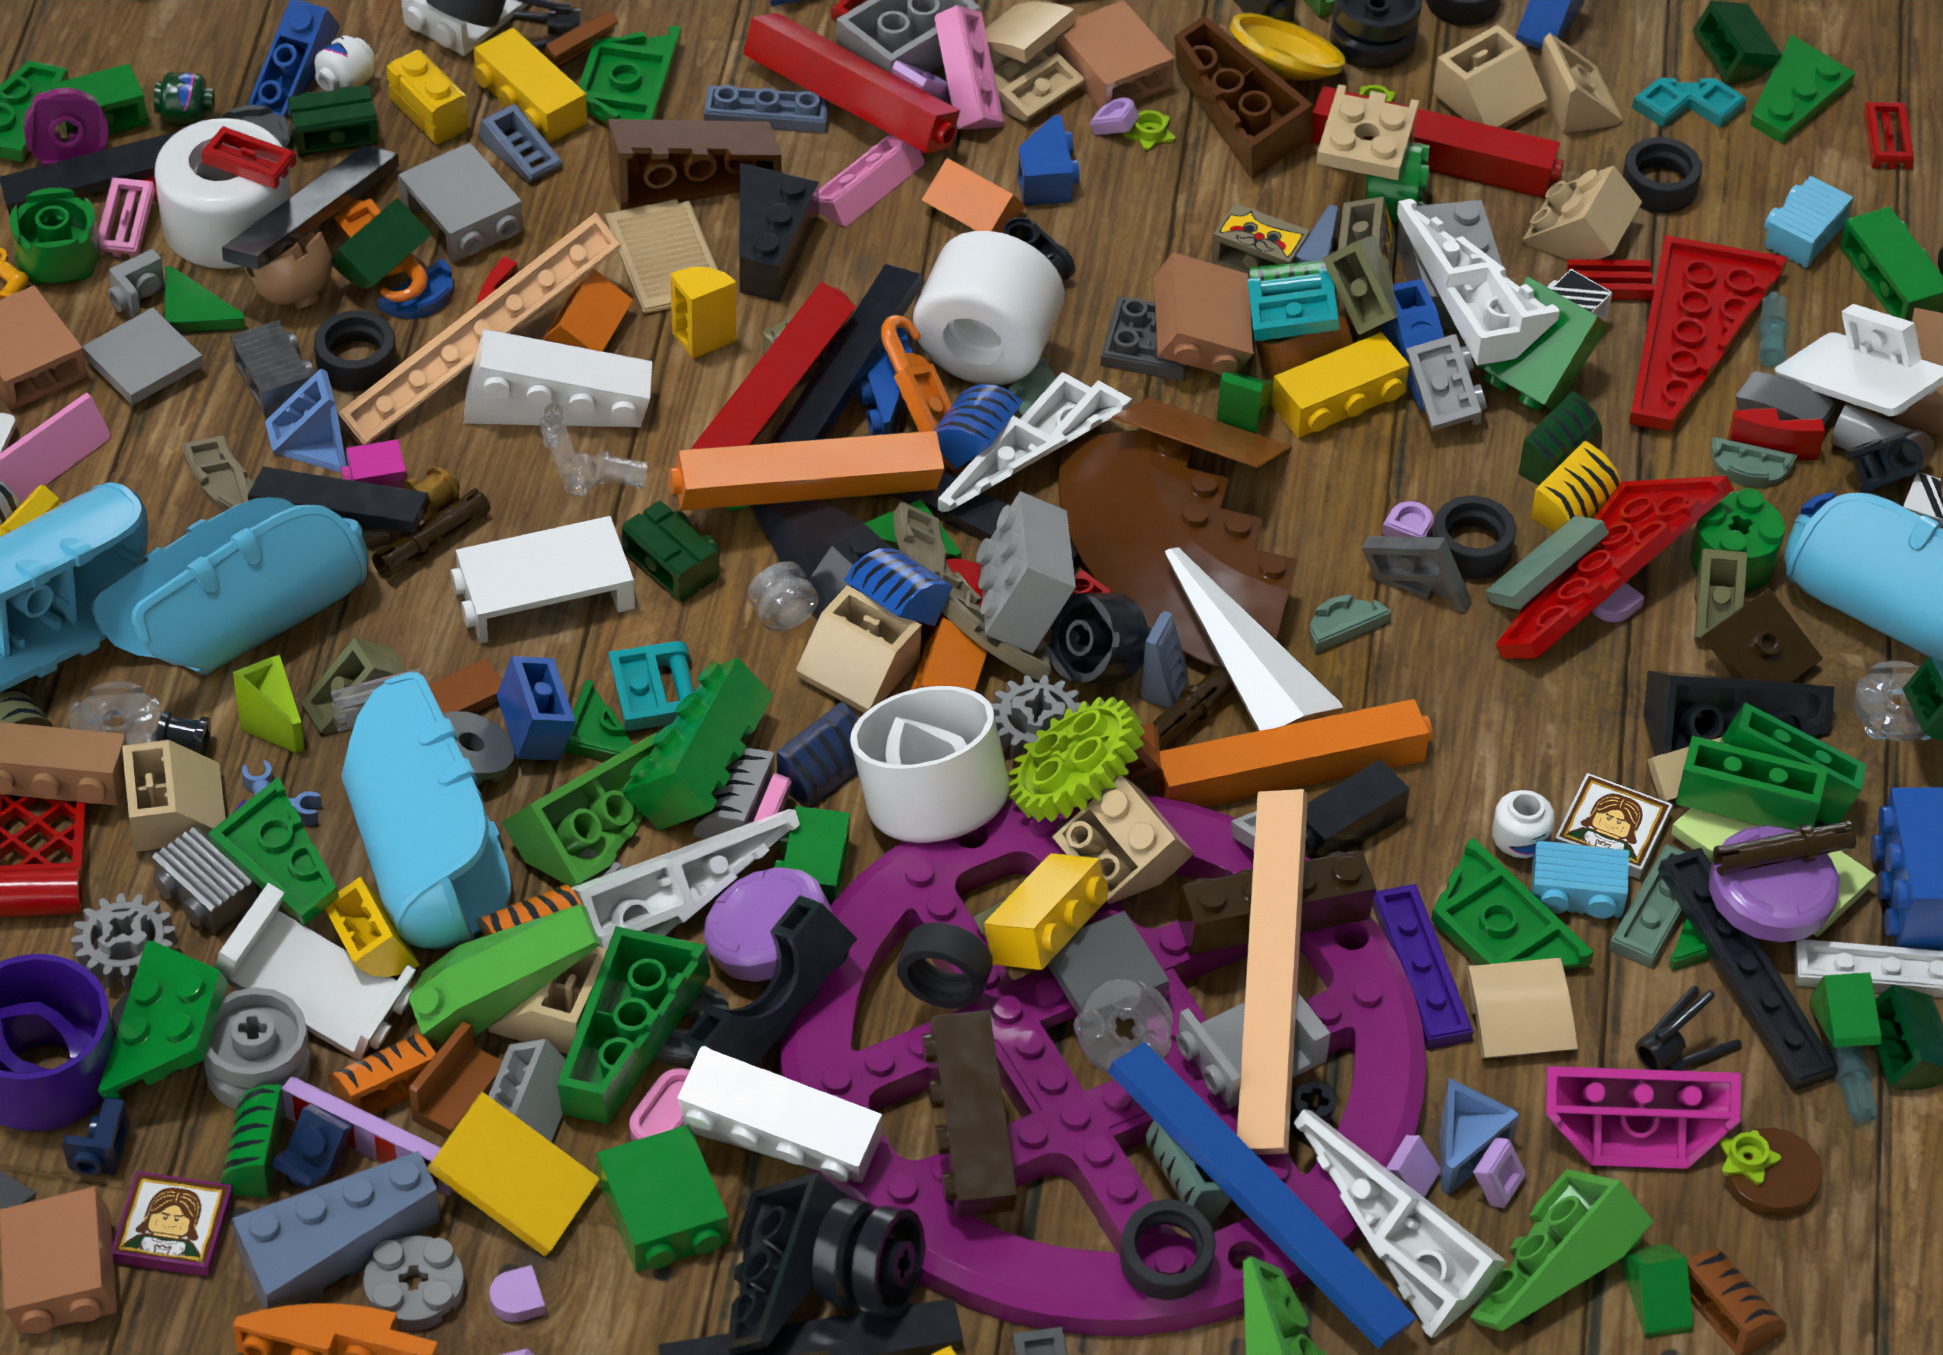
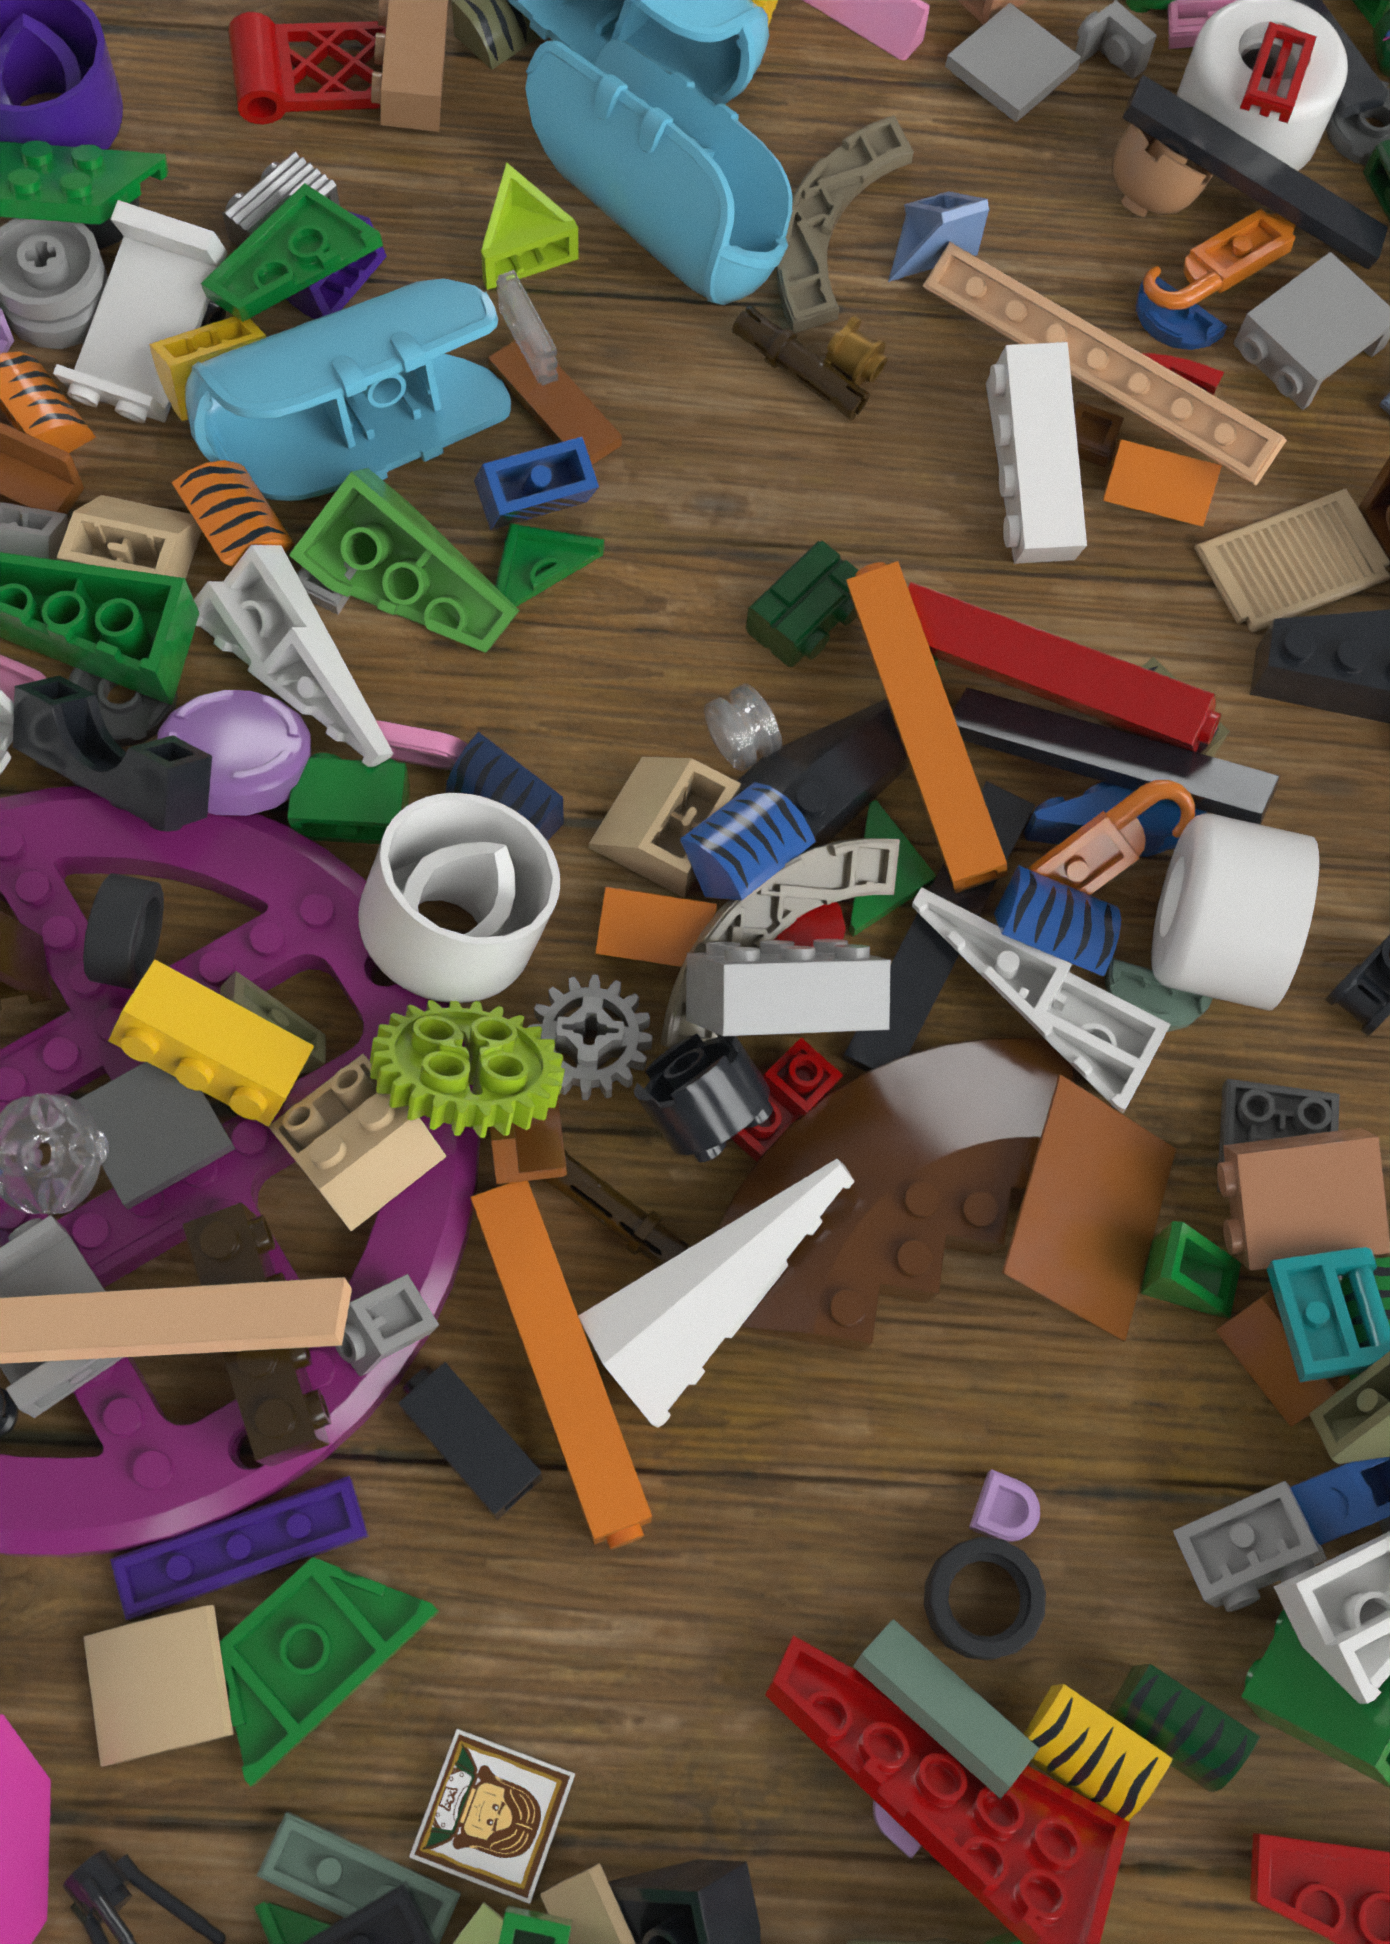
camera: 80 degrees right, 20 degrees up
(121, 700) = (483, 132): clear plate -> none
(121, 936) = (199, 153): light grey gear -> none
(170, 792) = (385, 160): tan slope -> none
(185, 732) = (480, 168): black bush -> none
(194, 308) = (1100, 102): green tile -> none
(270, 364) = (1019, 177): flat silver brick -> none
(301, 802) = (402, 259): medium blue arm -> none
(350, 499) = (819, 259): black tile -> none
(355, 327) = (1072, 227): black tyre -> none
(355, 665) = (570, 316): olive slope -> none
(376, 464) = (876, 295): dark pink brick -> none
(380, 245) = (1206, 241): dark green brick -> none
(492, 745) = (486, 400): dark grey tile -> none
(499, 972) = (128, 466): bright green wedge -> none
(541, 571) = (745, 477): white panel -> none
(580, 470) = (918, 501): clear pin -> none
(640, 684) = (598, 595): teal plate -> none
(698, 745) = (493, 654): green wedge -> none
(703, 309) = (1179, 588): yellow brick -> none
(741, 796) = (439, 706): light grey brick -> none
(1164, 664) = (682, 1182): sand blue slope -> none
(1339, 385) = (1232, 1400): yellow brick -> none
(1344, 619) = (819, 1421): sand green tile -> none
(1417, 566) = (904, 1526): flat silver wing -> none
(1521, 821) = (438, 1668): white head -> none
(1580, 878) = (379, 1765): medium azure brick -> none

